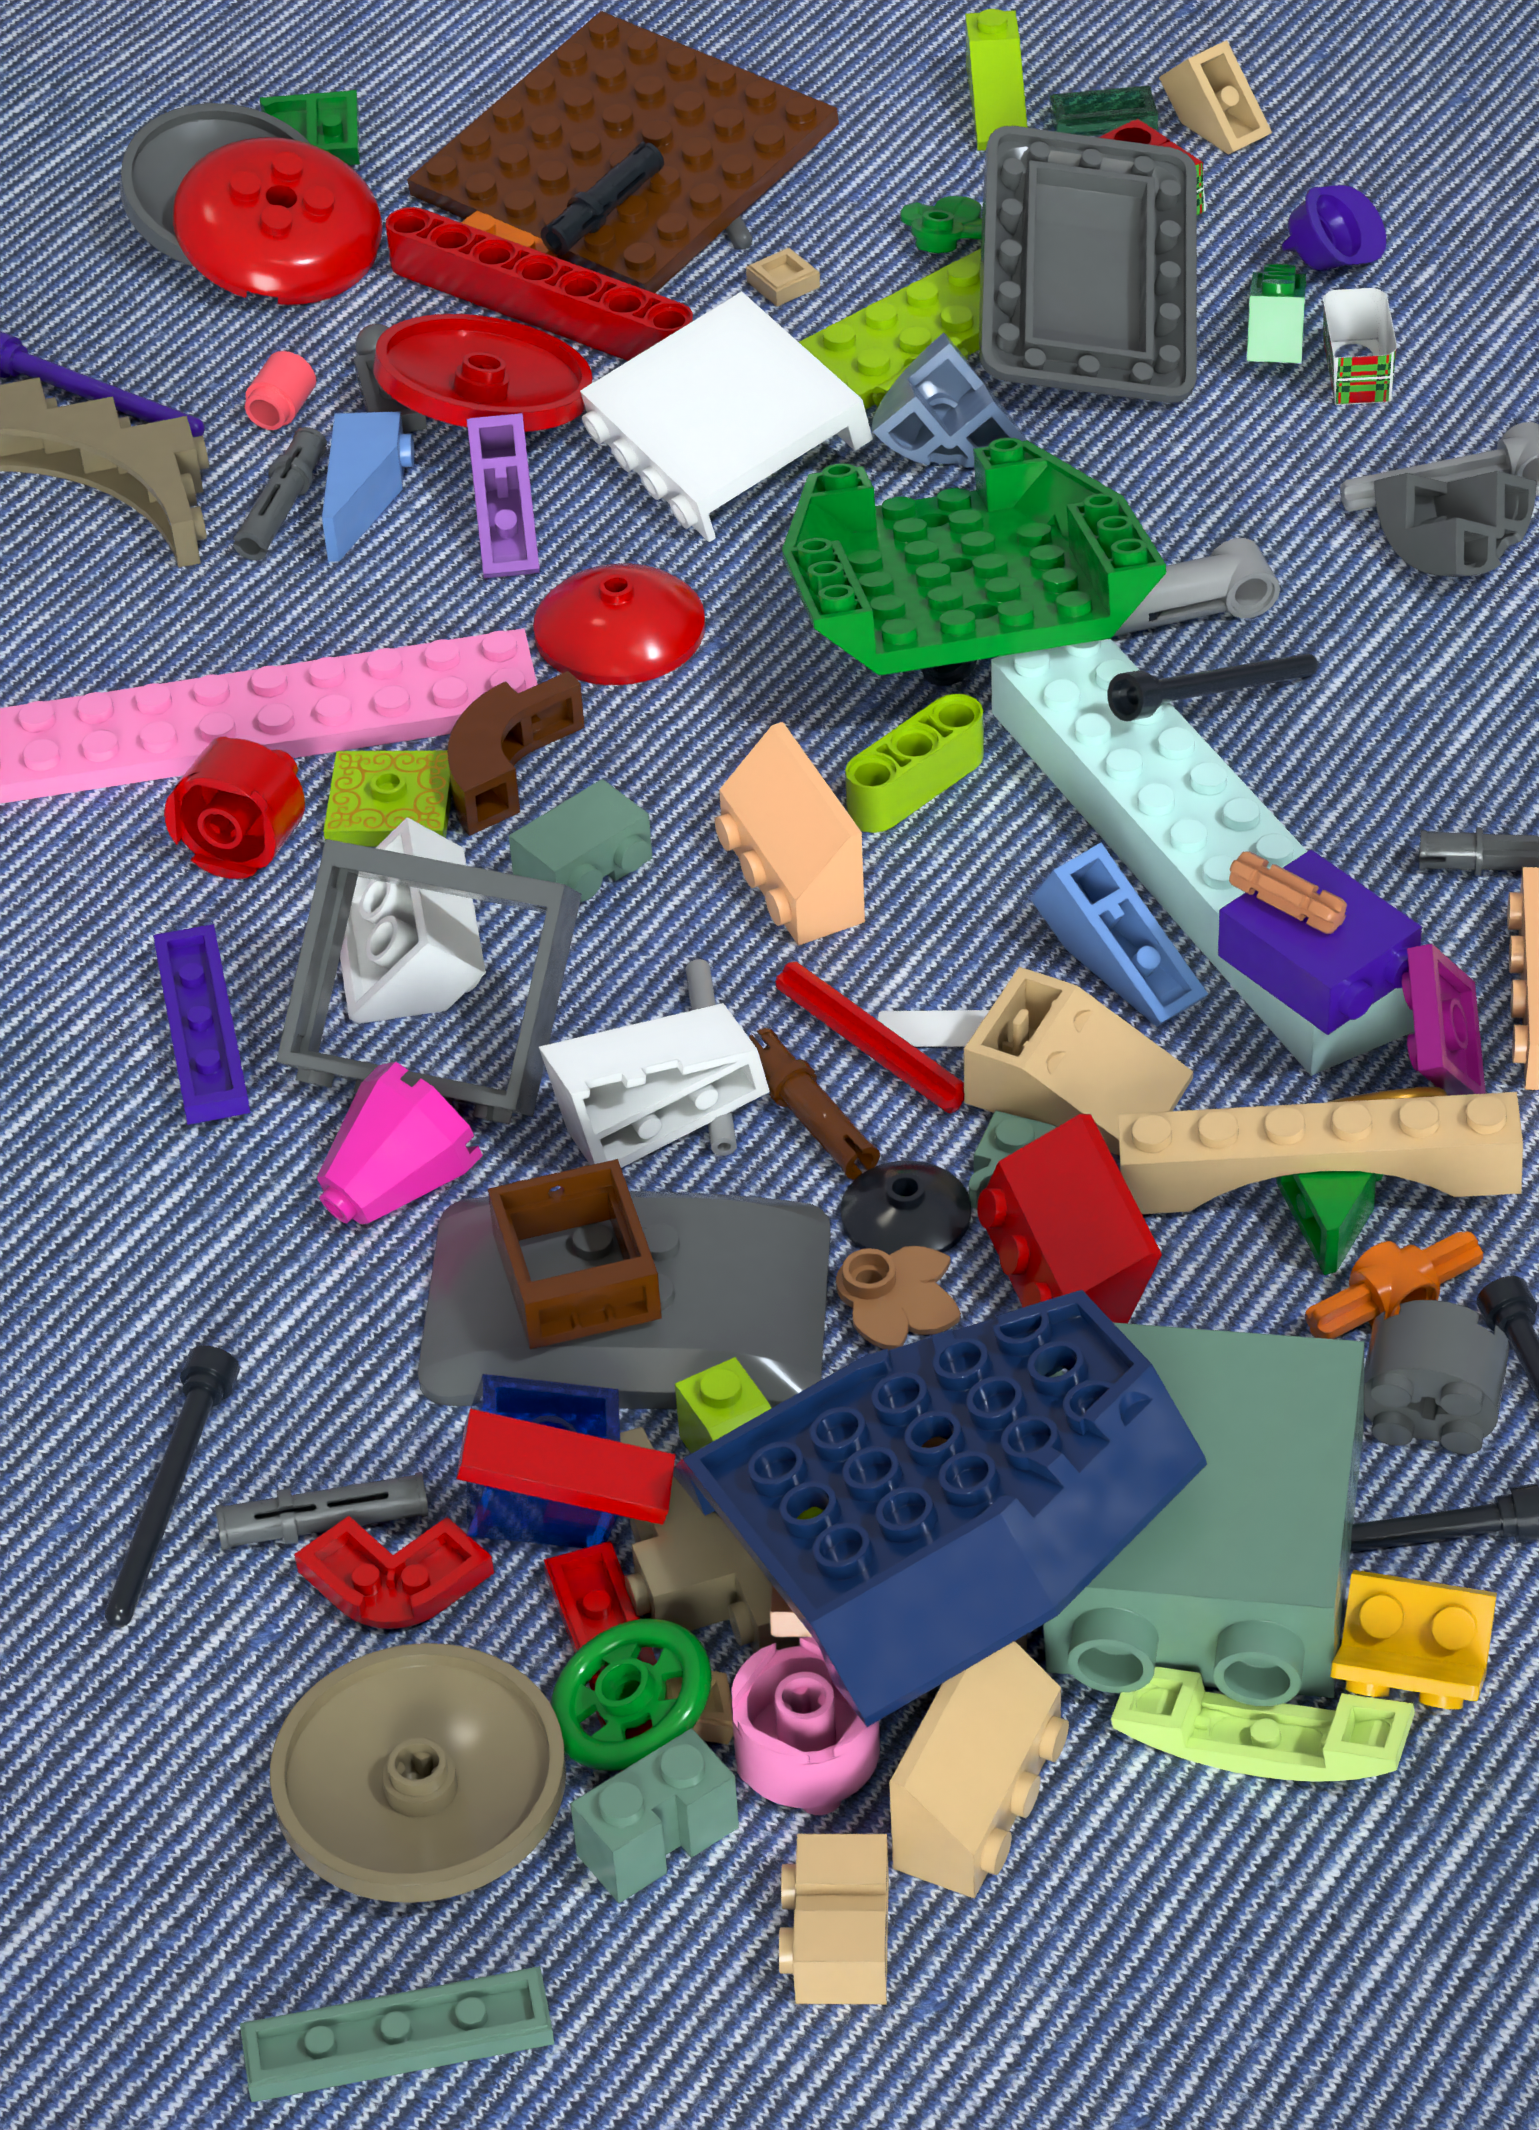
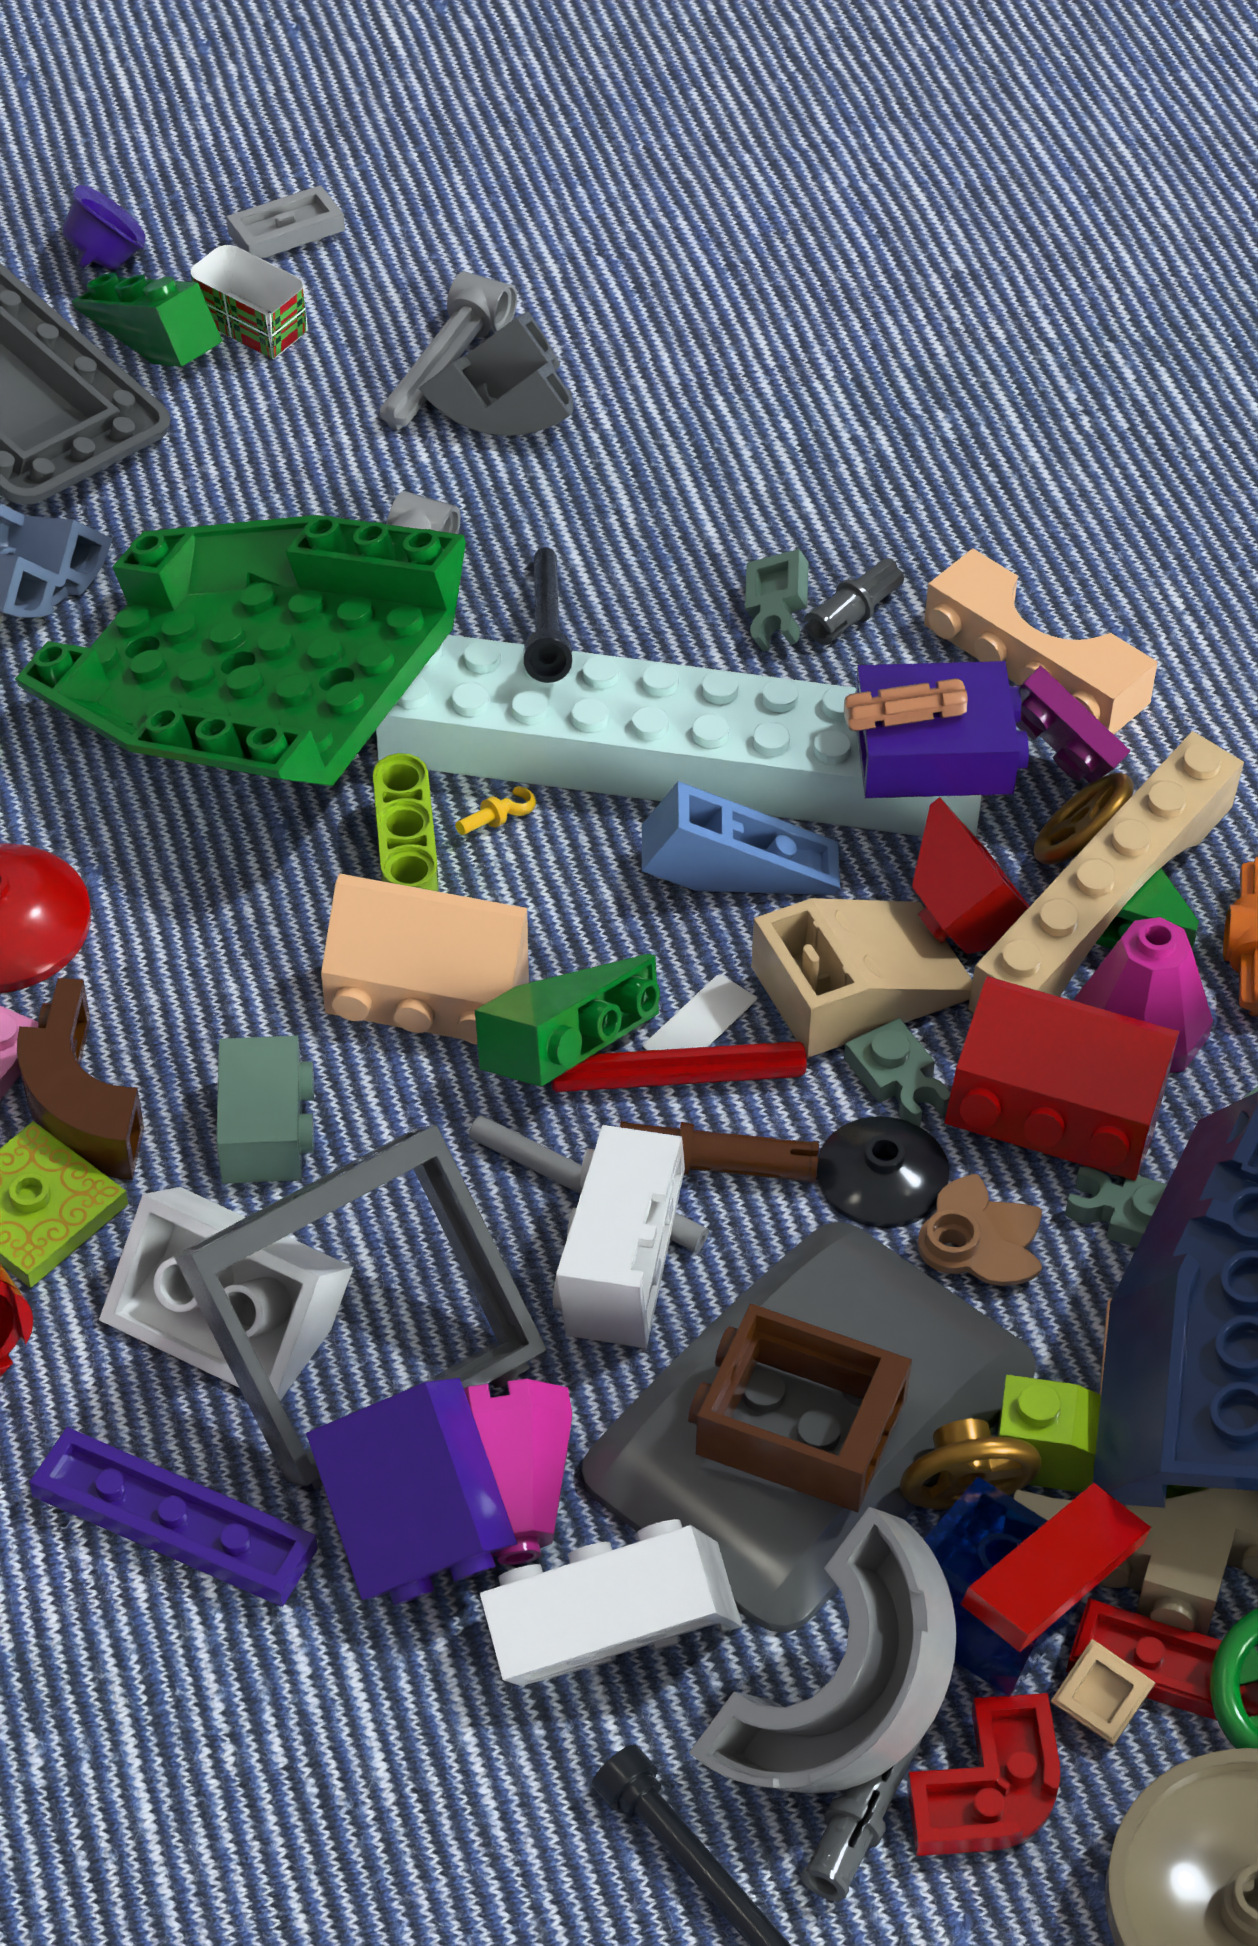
camera: 55 degrees left, 5 degrees up
(302, 1100) = (412, 1491): none -> dark purple brick
(334, 1270) = (608, 1603): none -> white wedge
(377, 1409) = (882, 1691): none -> light grey brick
(530, 1593) = (1103, 1692): none -> tan tile
(644, 1388) = (963, 1454): none -> pearl gold piece
(830, 940) = (564, 1019): none -> green slope
(1009, 796) = (495, 811): none -> yellow hand
(1225, 1060) = (962, 885): none -> red slope
(1232, 1251) = (1155, 981): none -> dark pink cone
(1423, 801) = (773, 592): none -> sand green plate
(1477, 312) = (286, 222): none -> light grey plate

